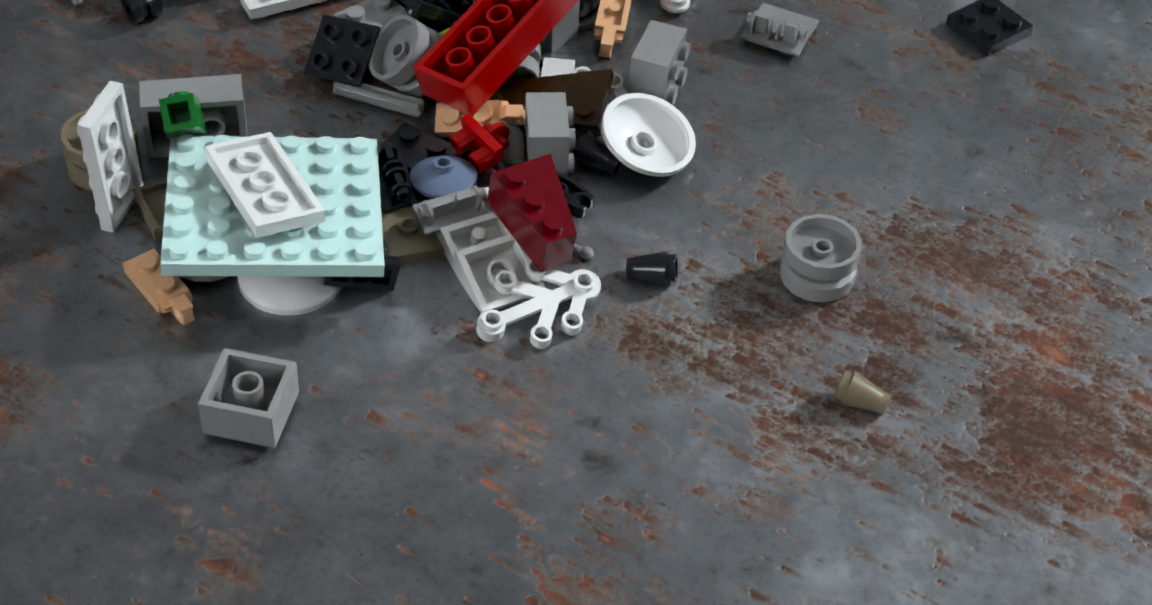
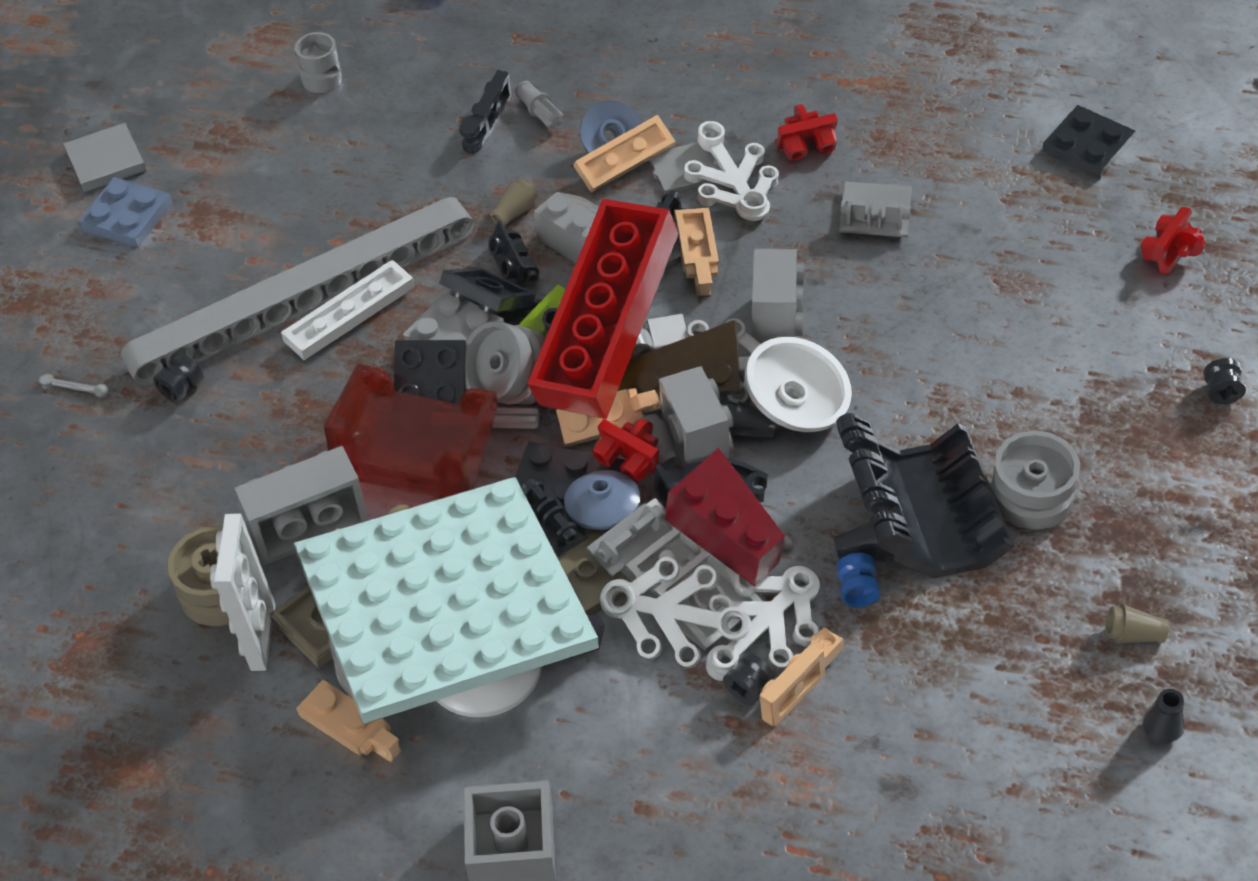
camera: 10 degrees left, 5 degrees up
(182, 114) = (302, 518): green brick -> none
(264, 184) = (431, 580): white plate -> none
(303, 92) = (409, 438): none -> clear red windscreen
(462, 269) = (667, 609): none -> white plant
(506, 341) = (748, 678): none -> black wheel
(549, 352) = (799, 677): none -> light nougat hinge
(634, 294) = (858, 580): none -> blue wheel
(716, 257) = (927, 500): none -> black hinge
(854, 468) = (1165, 718): none -> black cone
(1025, 230) = (1224, 381): none -> black wheel
(1028, 114) = (1174, 240): none -> red hips

